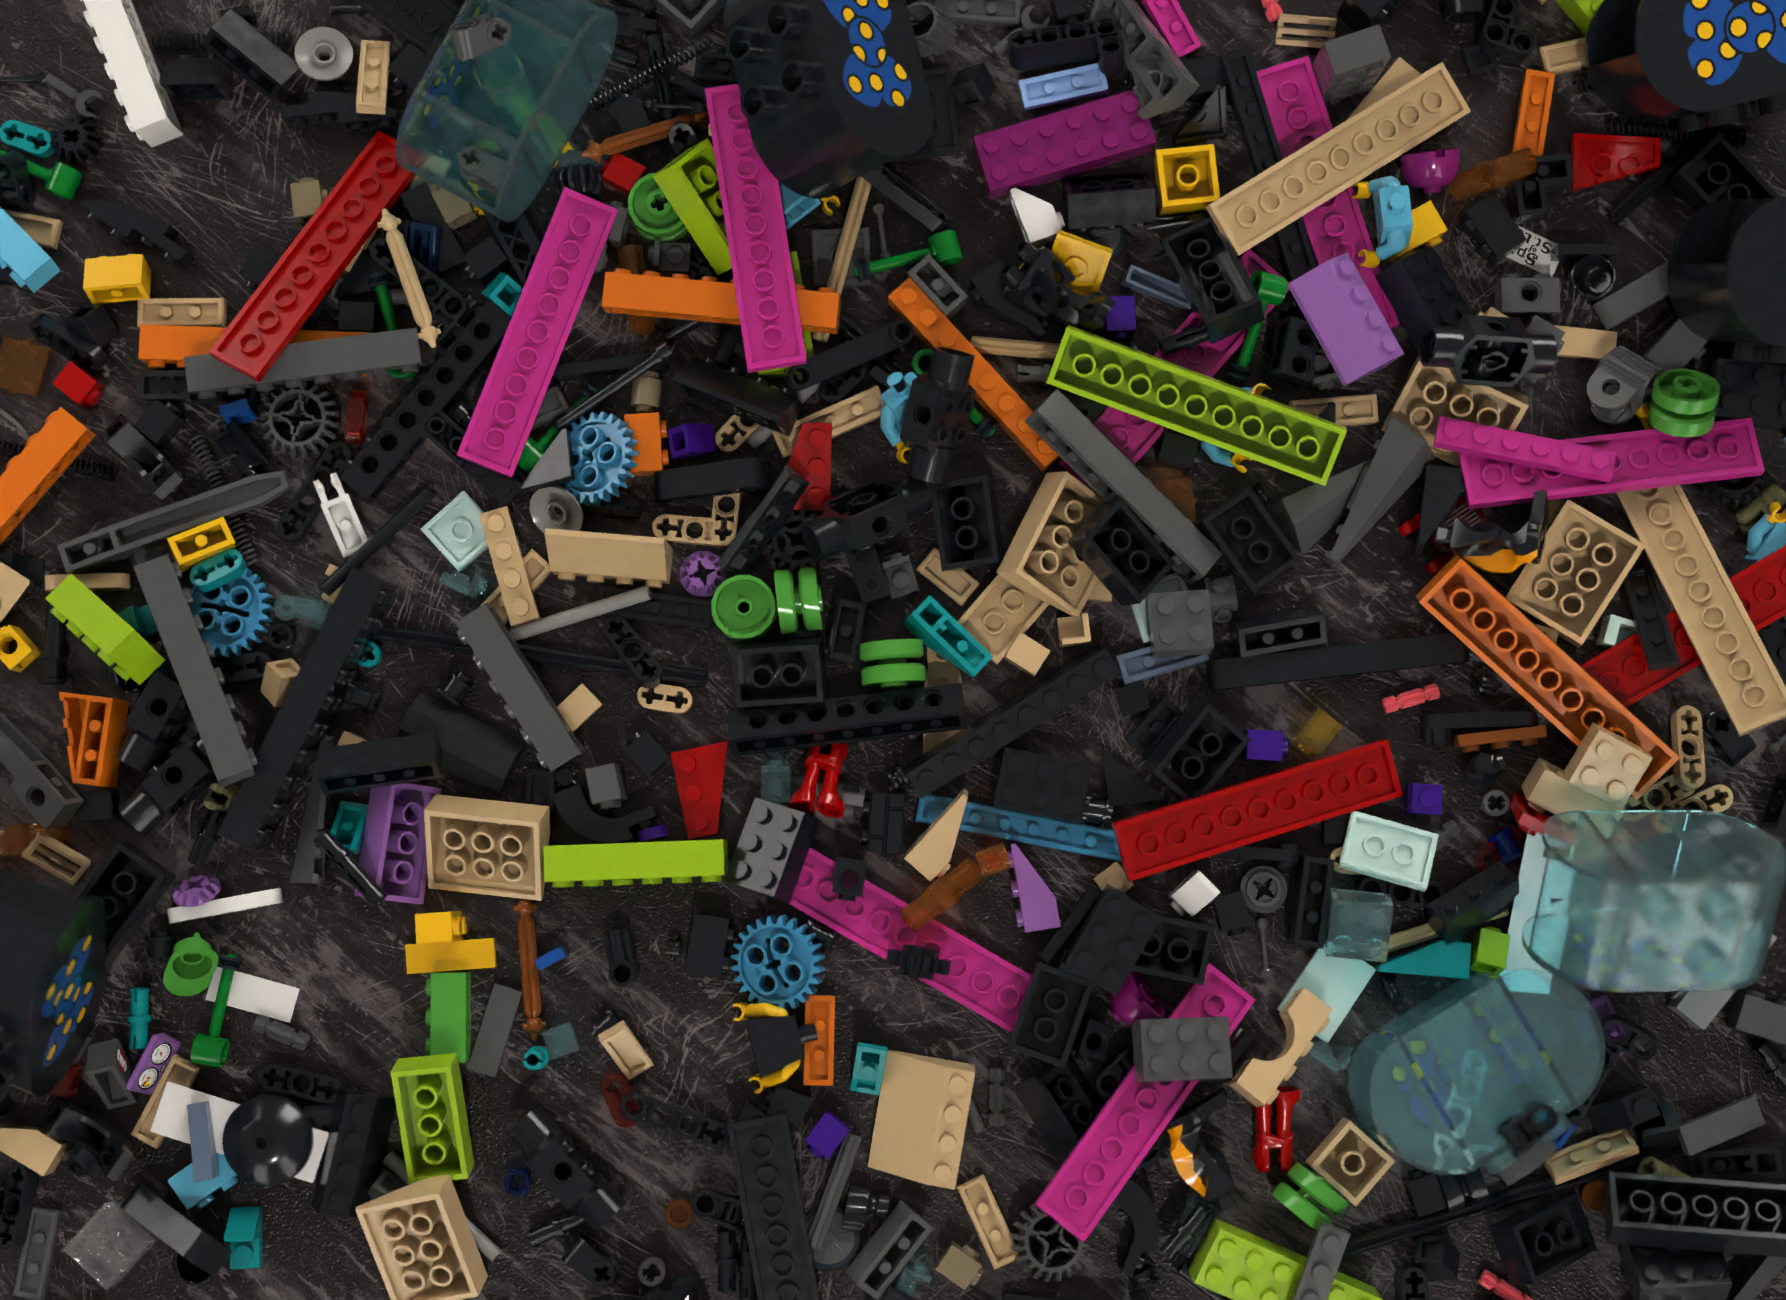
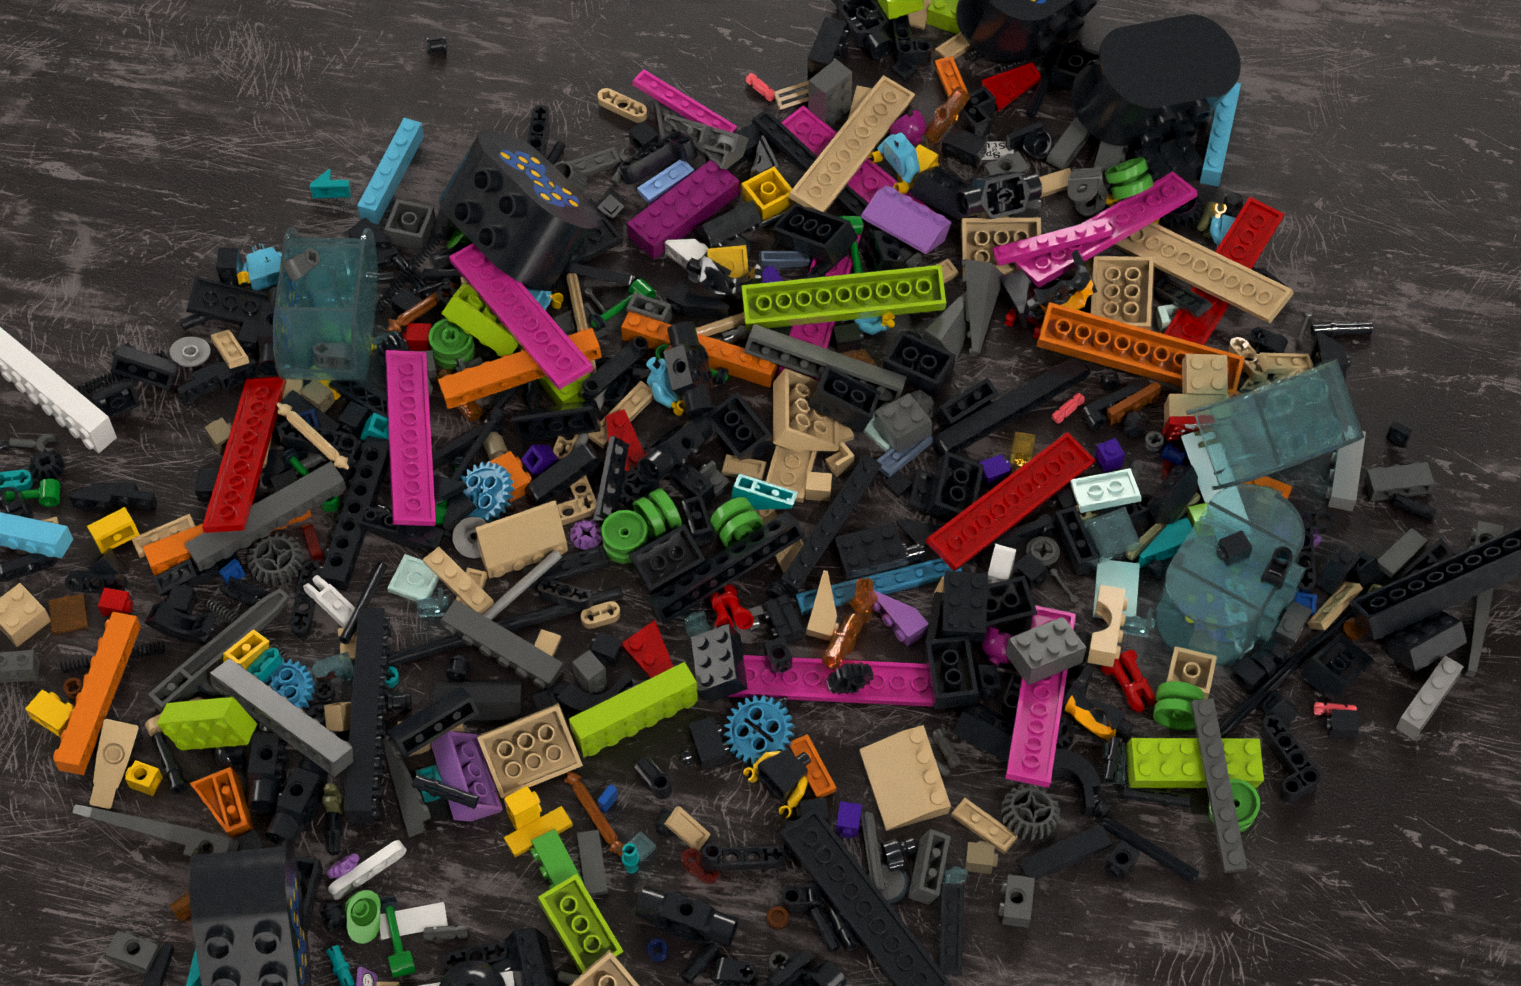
camera: 30 degrees left, 25 degrees down
(548, 430) = (446, 488): none -> black tile
(868, 1068) = (853, 763): teal slope -> none
(1487, 1069) = (1234, 548): none -> black brick
(1733, 781) = (1283, 362): none -> tan tile

